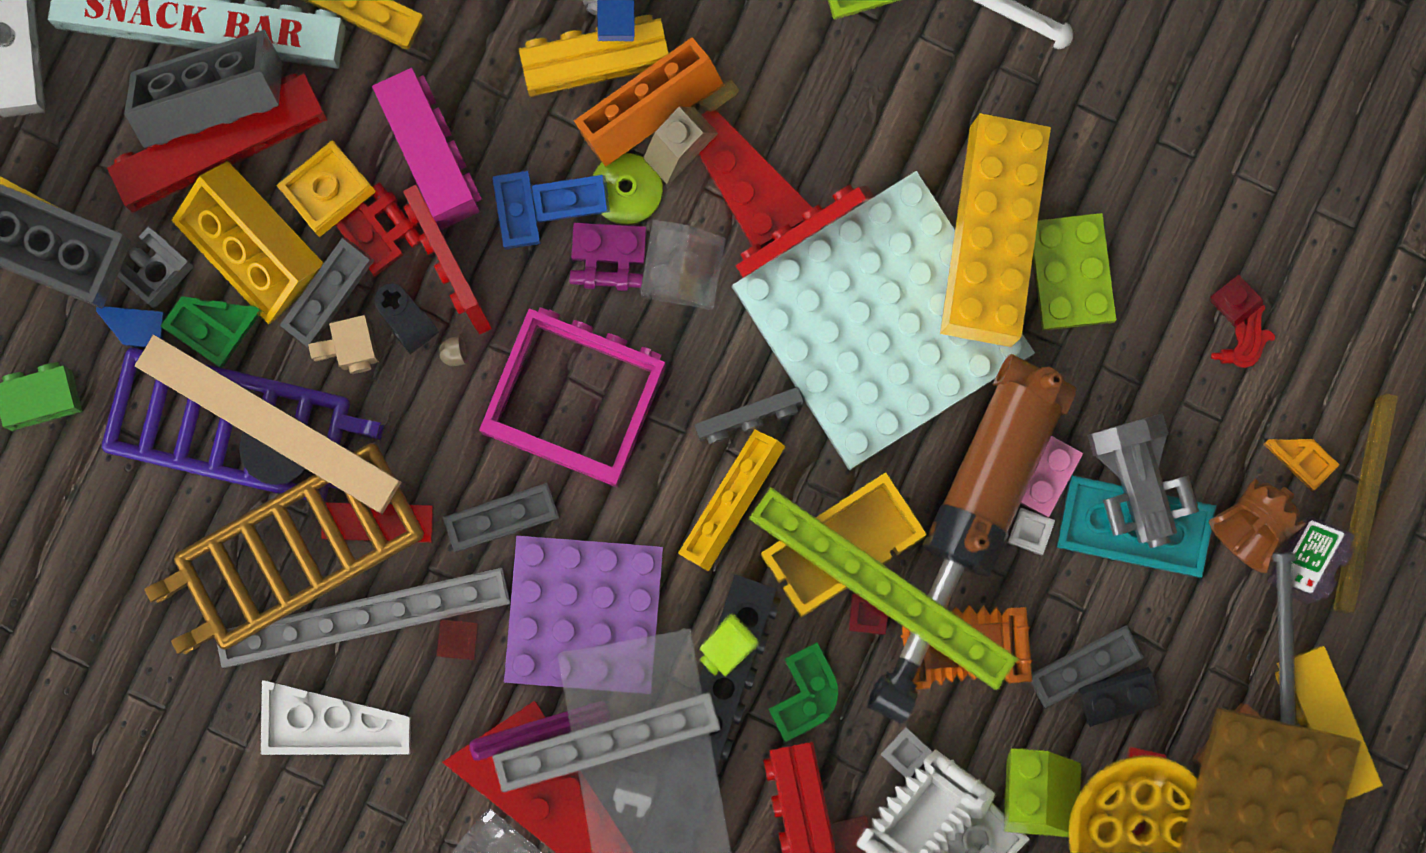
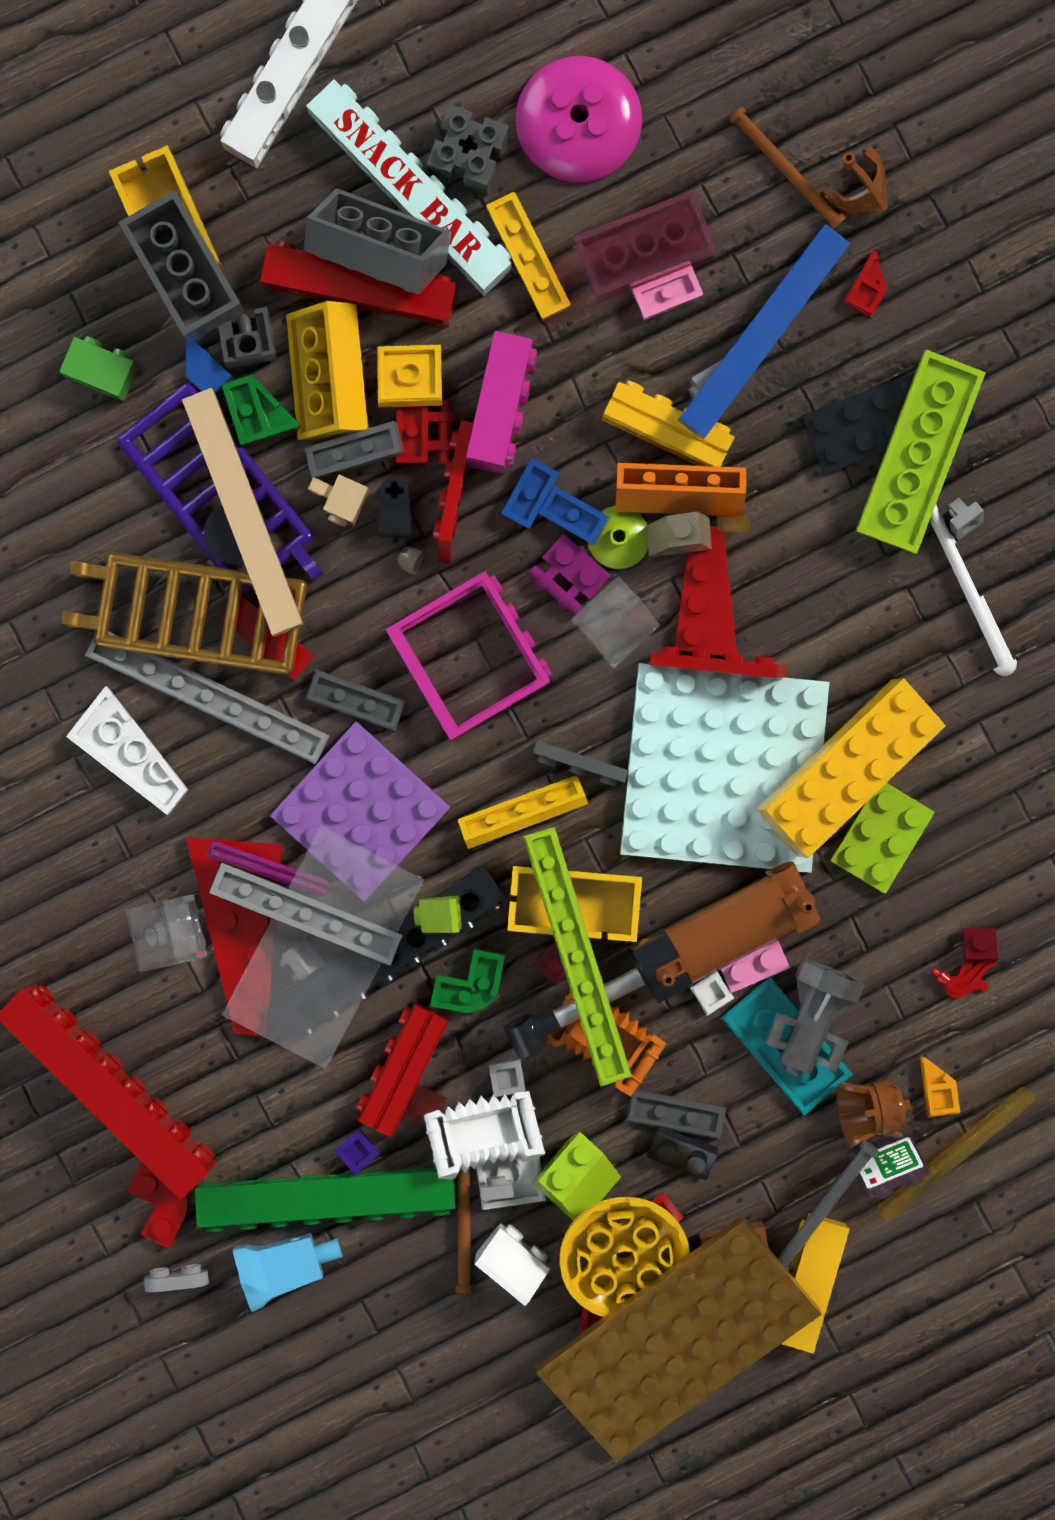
camera: 30 degrees right, 5 degrees up
(457, 640) = (260, 762): clear red plate -> none

